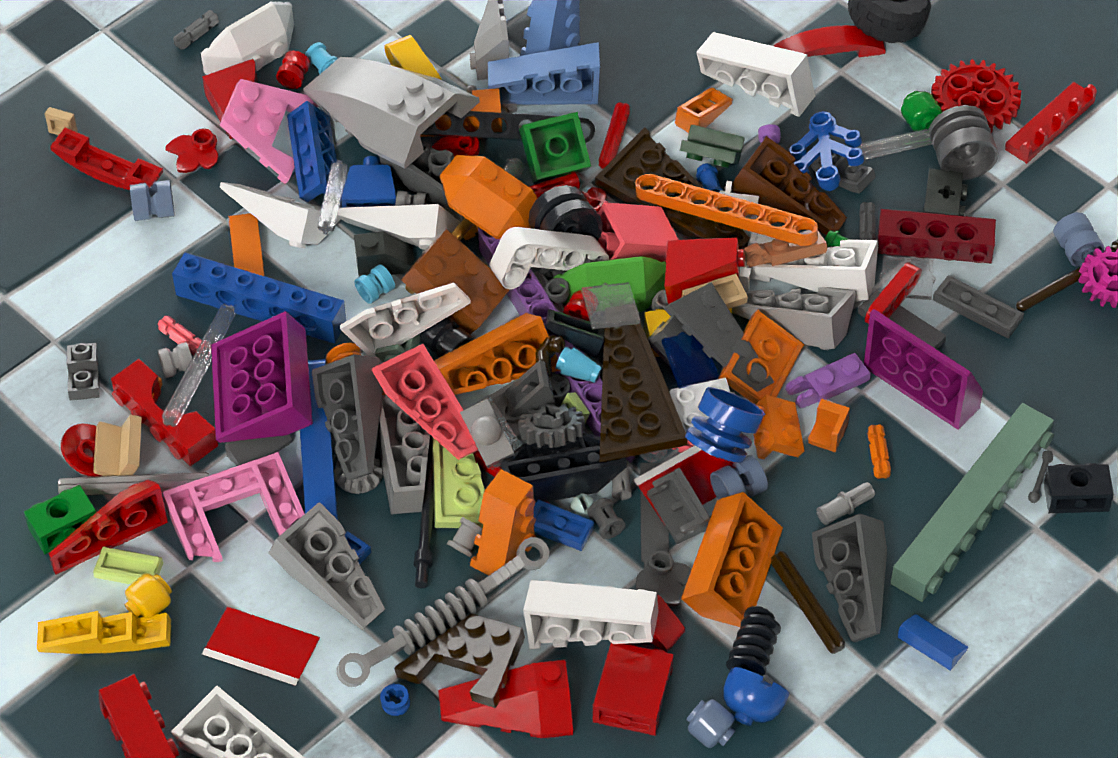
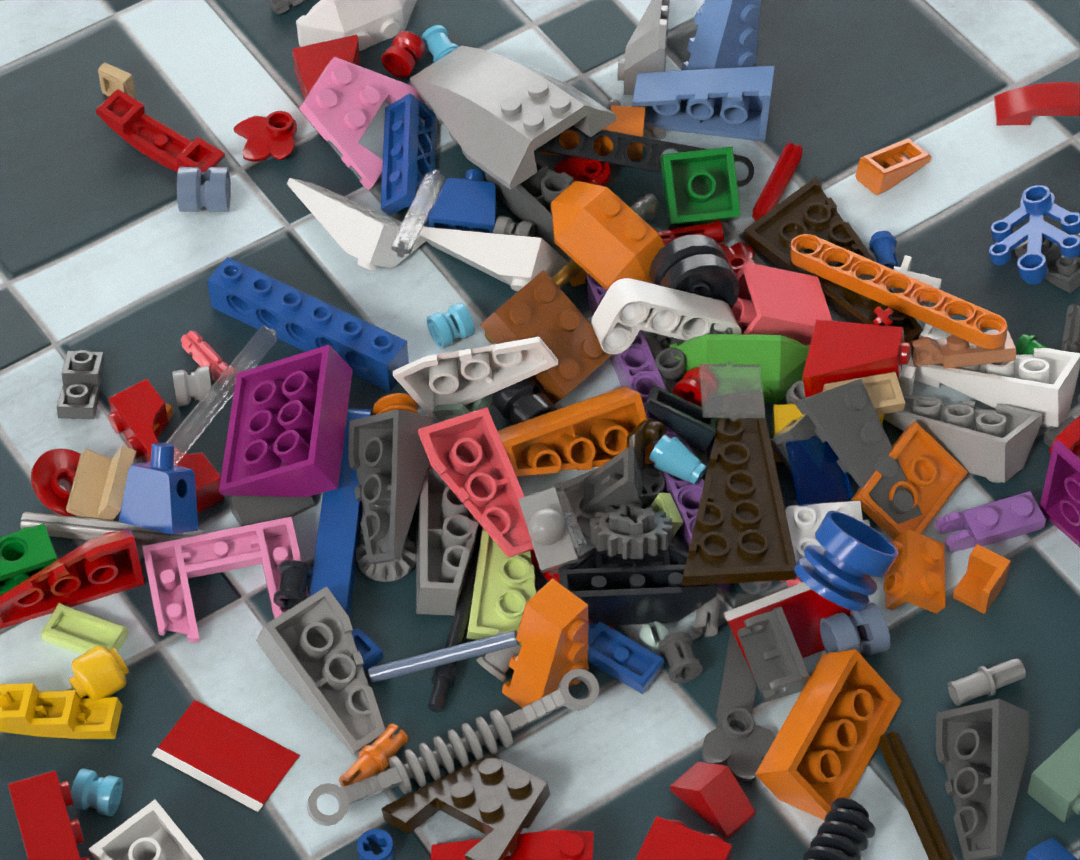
camera: 10 degrees right, 0 degrees up
(167, 689) = (97, 792): none -> medium azure wheel
(170, 448) = (160, 494): none -> torso
(246, 243) = (306, 257): orange tile -> none
(290, 504) = (292, 583): none -> black bush
(381, 630) = (375, 757): none -> orange pin
(382, 249) = (468, 285): pearl dark grey slope -> none
(408, 55) = (543, 54): yellow beam -> none
(421, 543) = (443, 656): none -> sand blue bar
(588, 614) = (632, 777): white wedge -> none
(714, 144) = (895, 207): bracket -> none
(719, 231) = (883, 316): none -> red axle
(759, 69) = (970, 124): white wedge -> none
(770, 131) = (969, 206): medium lavender hinge -> none
(783, 186) = (975, 272): reddish brown wedge -> none
(879, 451) = (1040, 621): orange axle -> none

